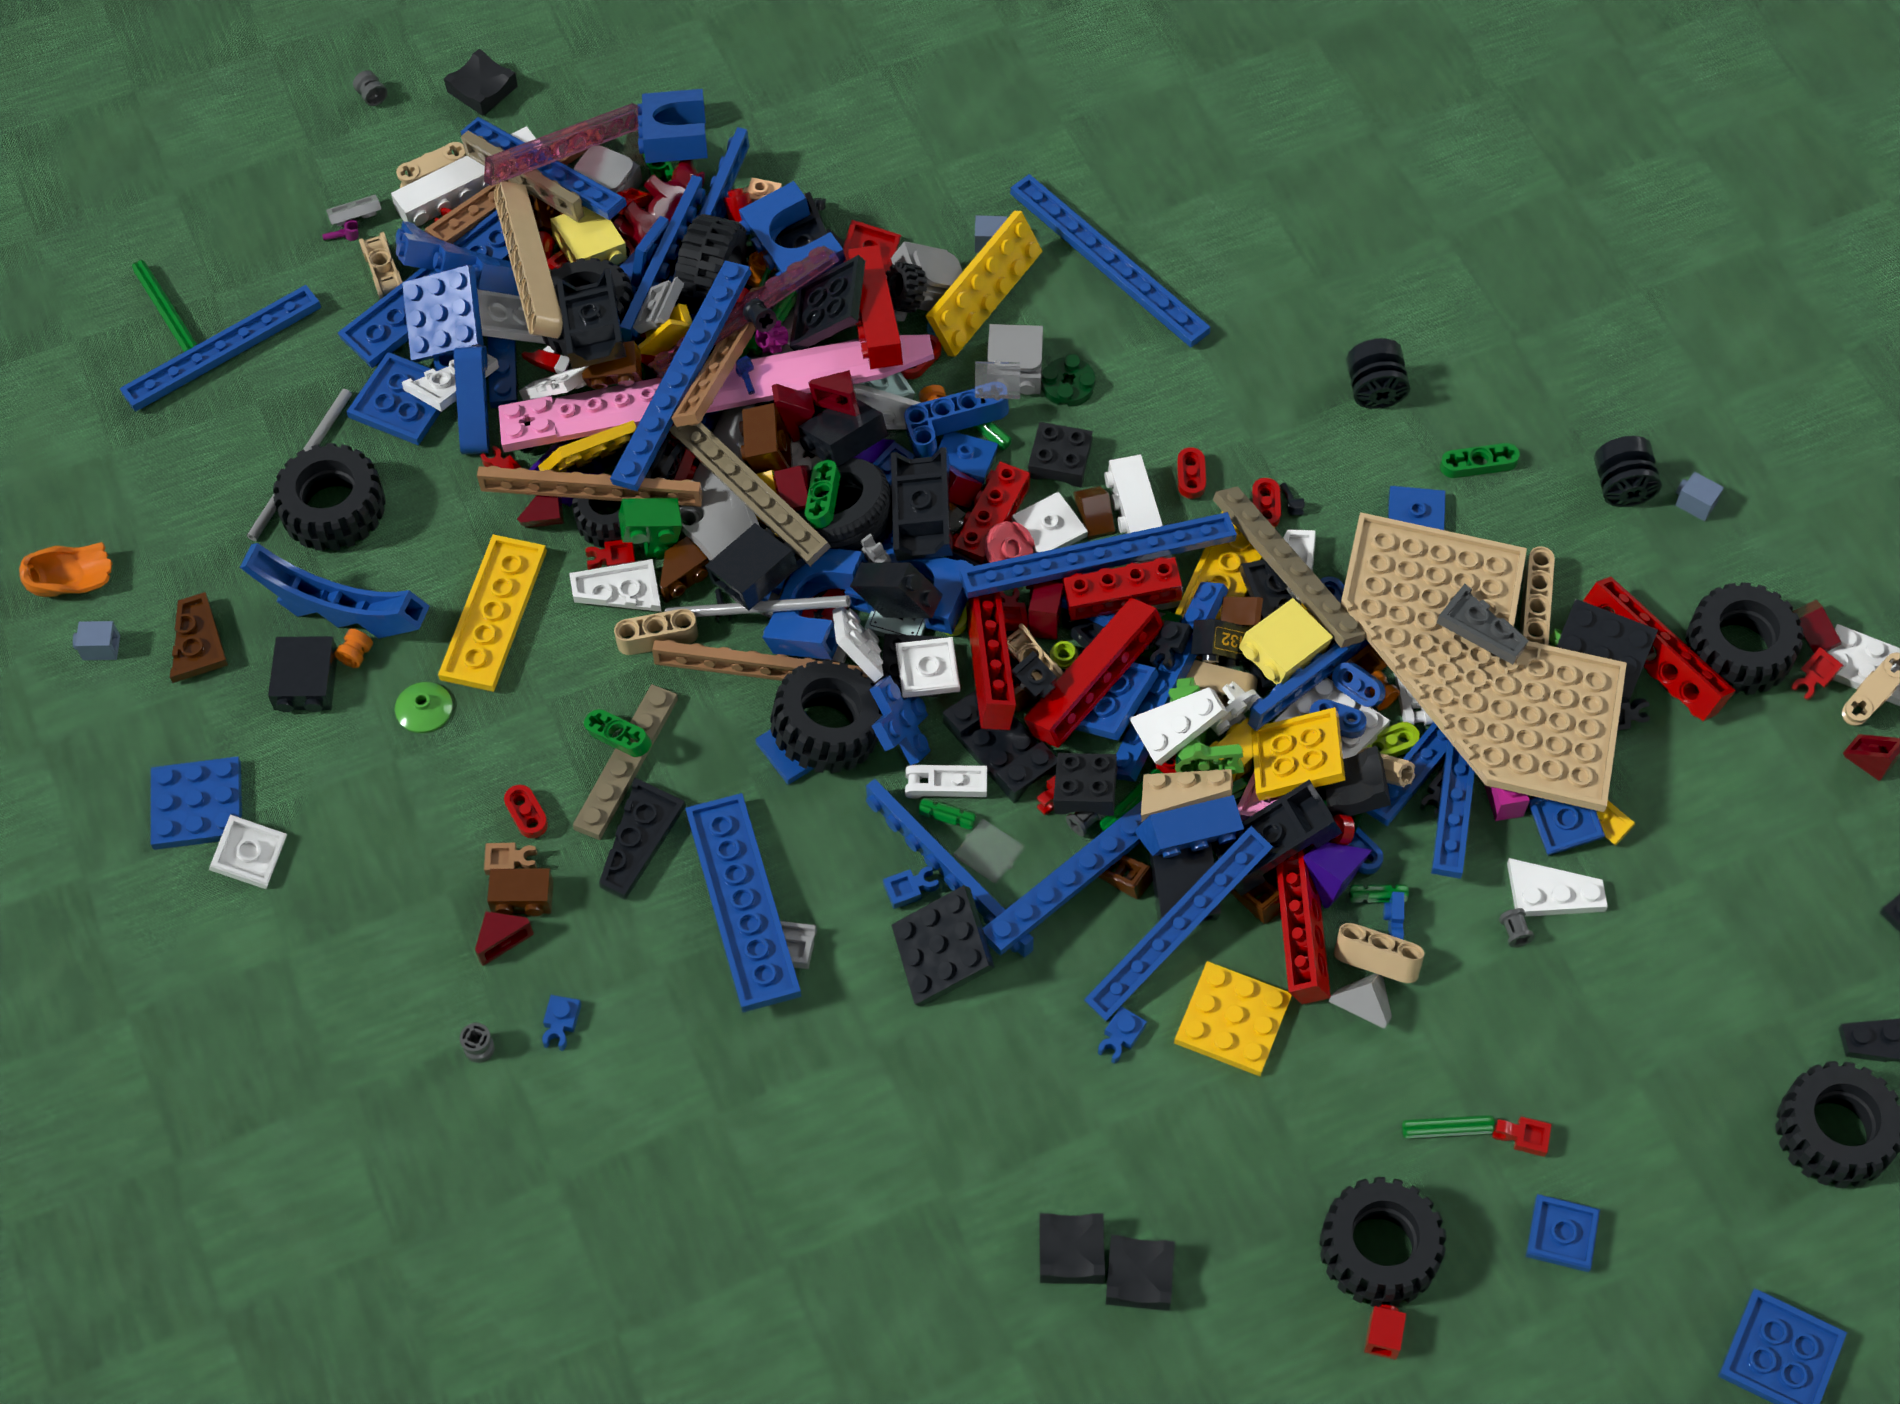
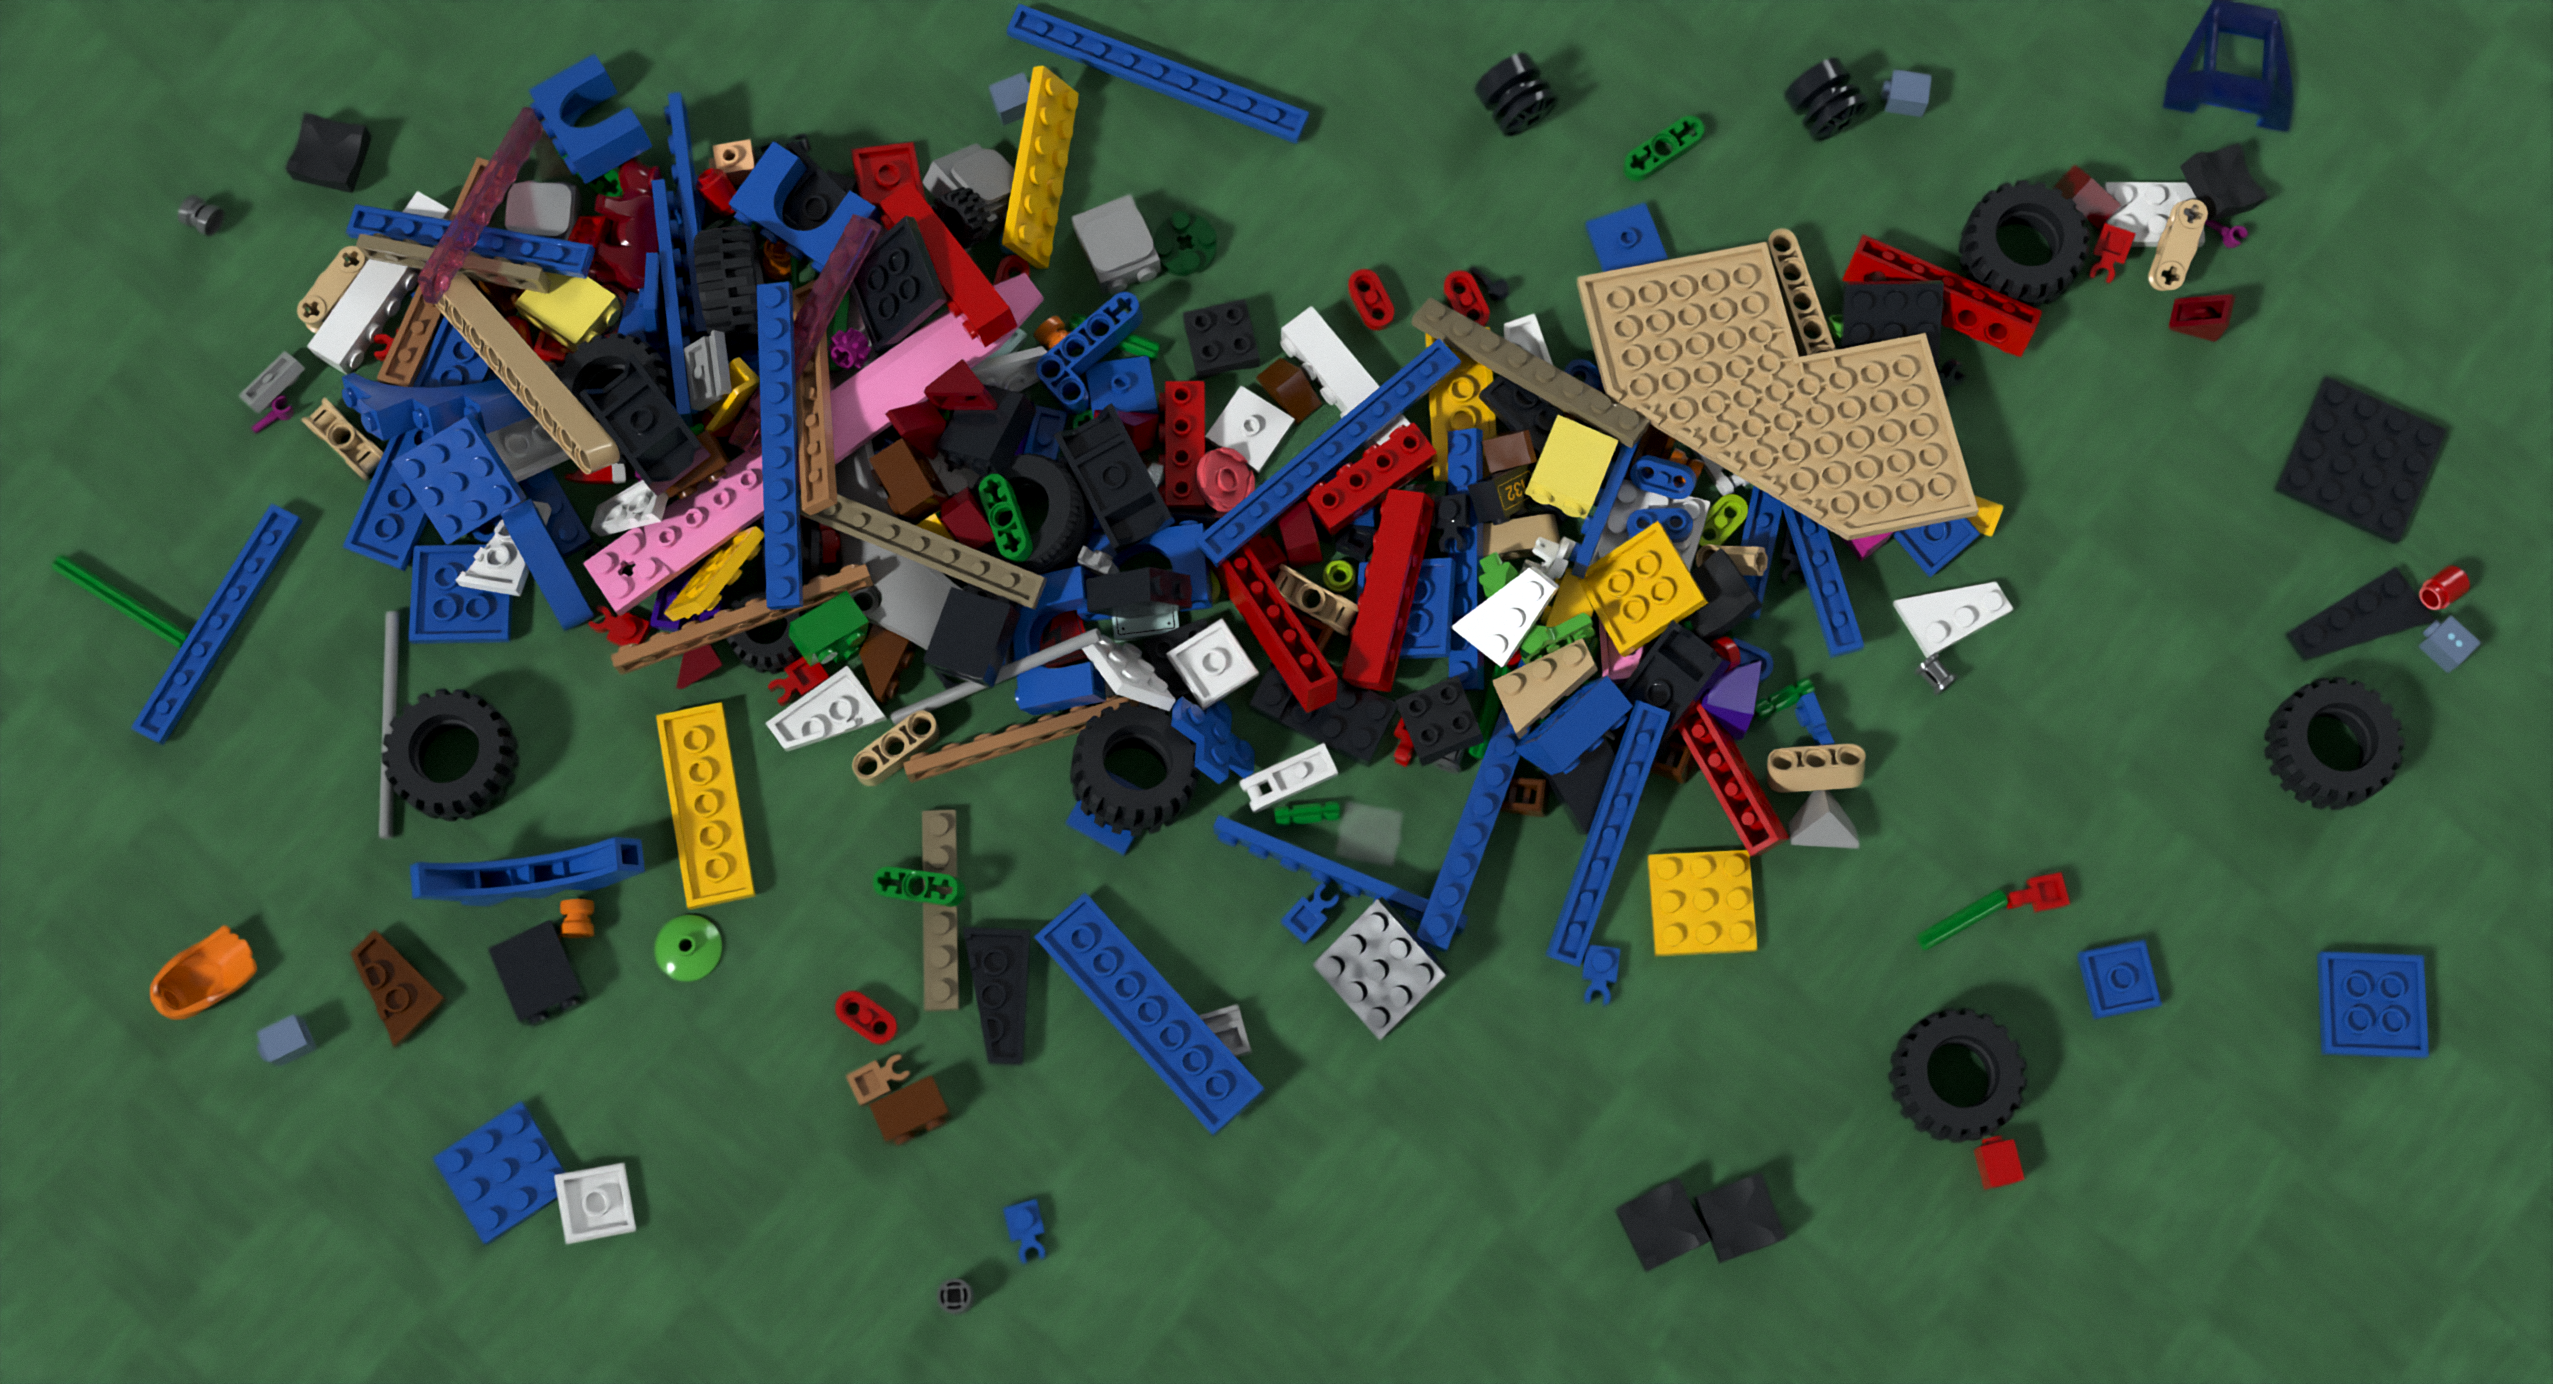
camera: 25 degrees left, 15 degrees up
(500, 934) = (914, 1168): dark red slope -> none
(743, 367) = (841, 404): clear blue hand -> none
(757, 313) = (834, 337): black bush -> none
(997, 380) = (1119, 288): clear piece -> none
(1022, 676) = (1323, 630): black brick -> none
(1480, 626) = (1758, 360): dark grey wing -> none

